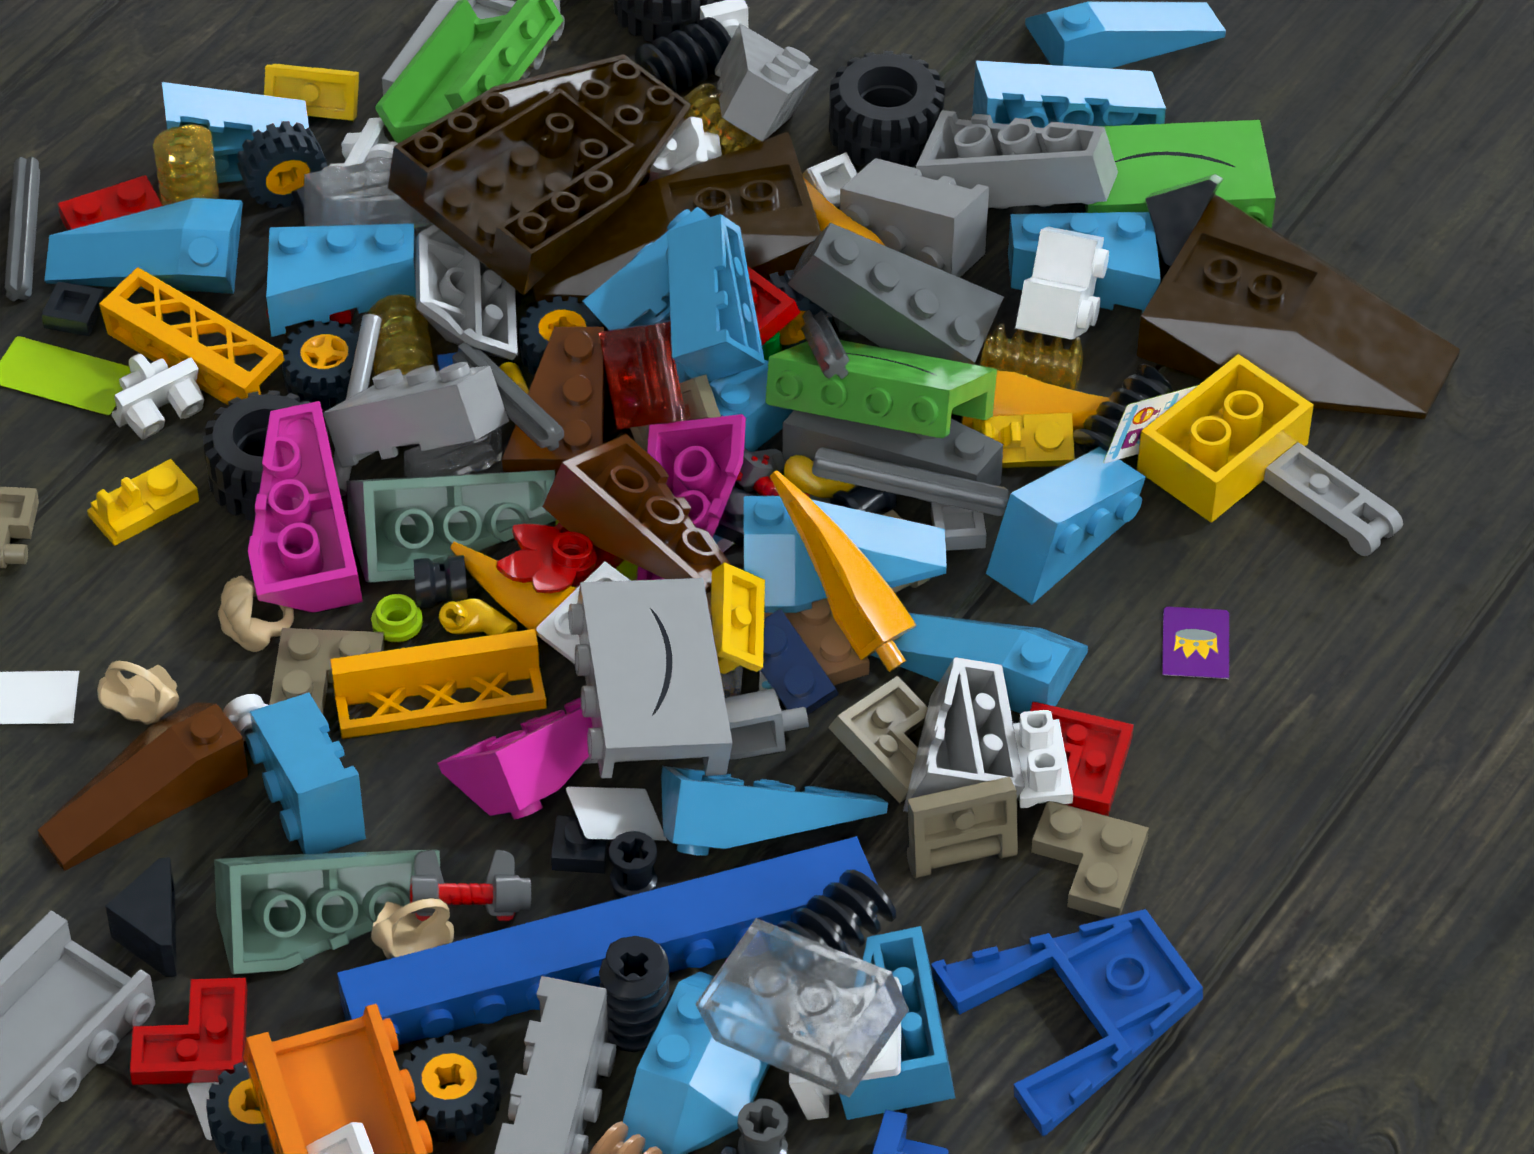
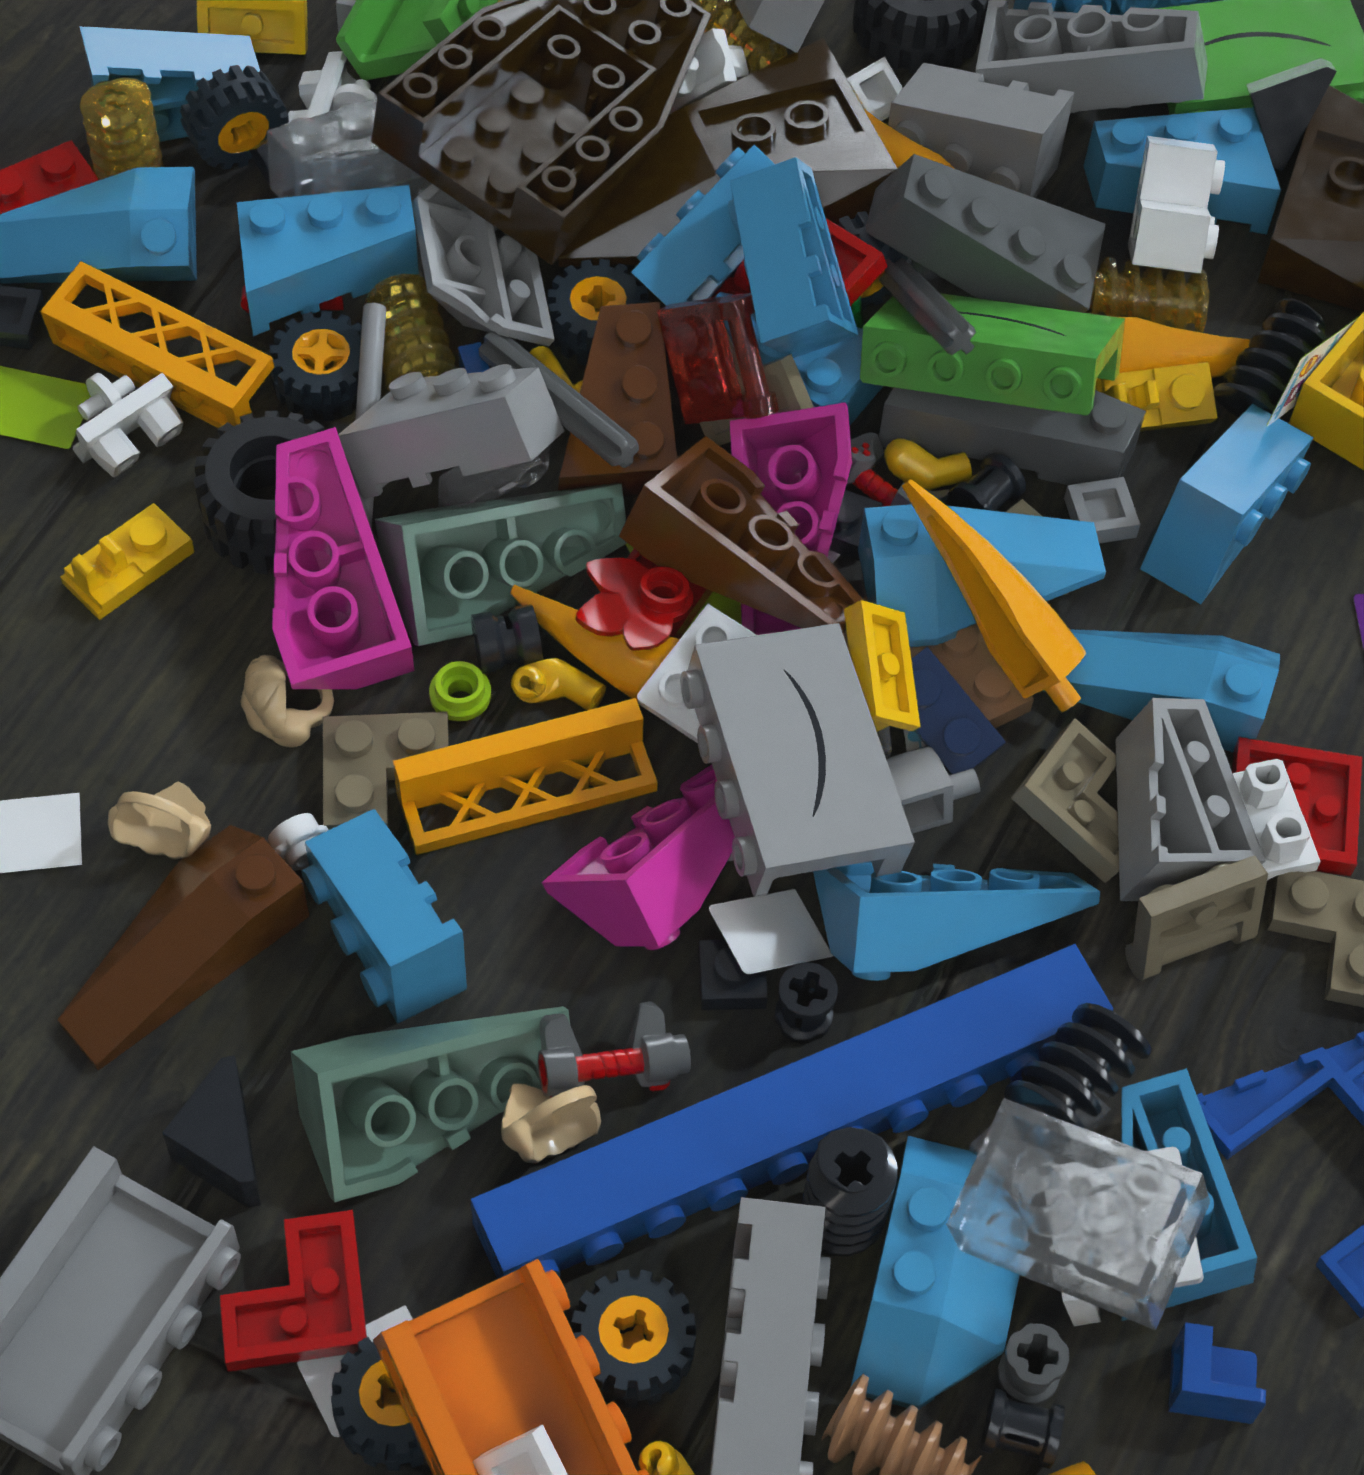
camera: 10 degrees left, 10 degrees up
(910, 481) = (1045, 467): dark grey axle -> none

